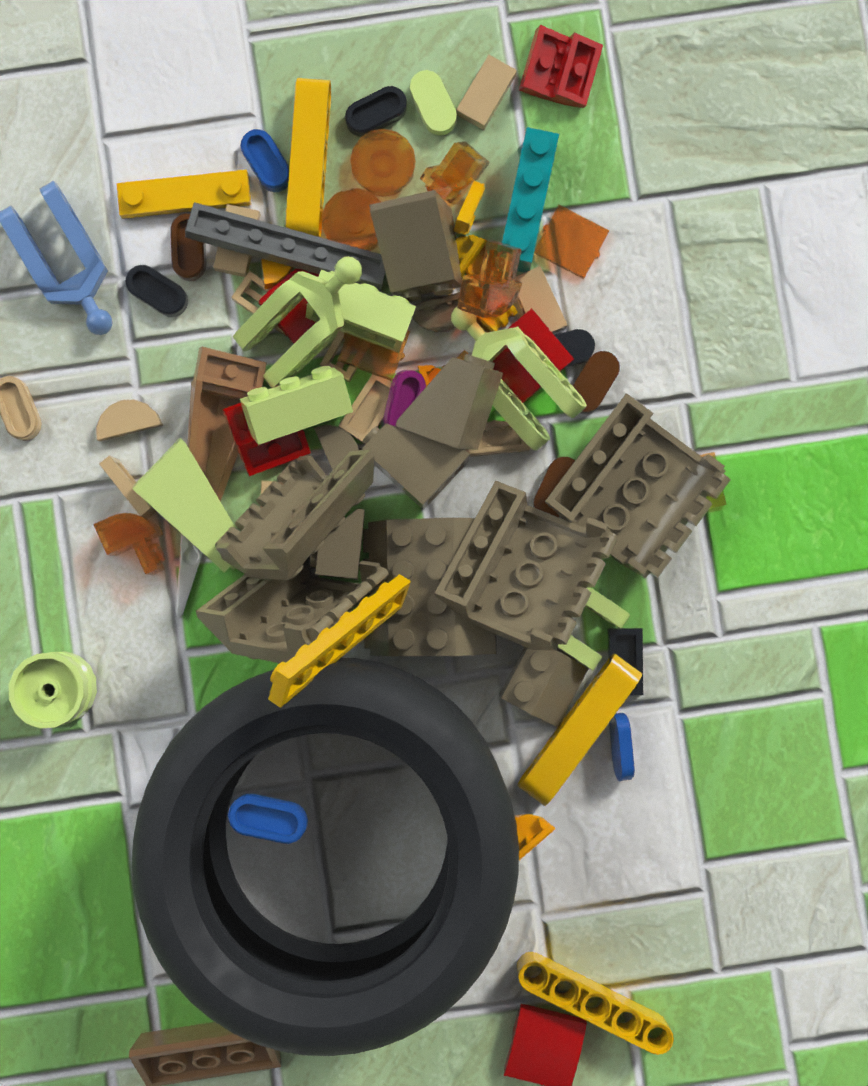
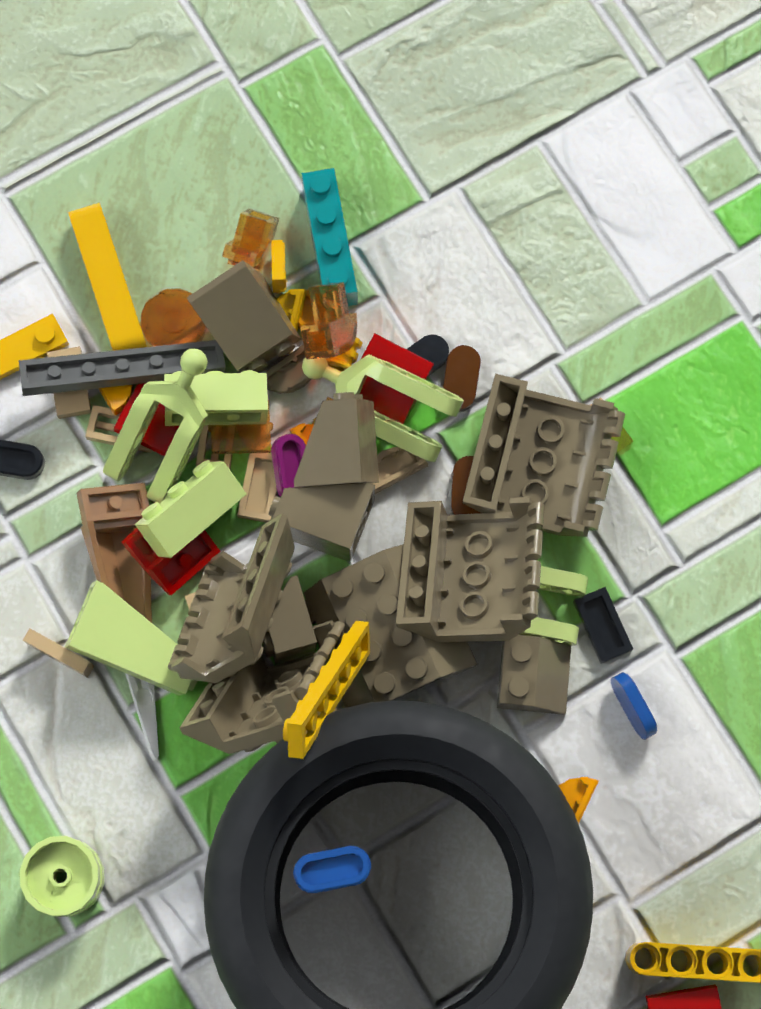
camera: 25 degrees left, 10 degrees down
(126, 418) = (28, 590): tan tile -> none
(130, 531) = (76, 694): clear orange brick -> none
(187, 255) = (25, 411): reddish brown tile -> none
(265, 160) = (67, 298): blue tile -> none
(335, 443) = (240, 532): dark tan tile -> none
(376, 111) = (153, 214): black tile -> none
(383, 162) = (179, 257): clear orange tile -> none
(433, 102) = (203, 185): yellowish green tile -> none
(486, 92) = (249, 157): tan tile -> none
(537, 294) = (375, 319): tan tile -> none
(561, 67) = (309, 109): red slope -> none
(571, 241) = (385, 260): clear orange piece -> none
(579, 729) = (587, 701): yellow beam -> none

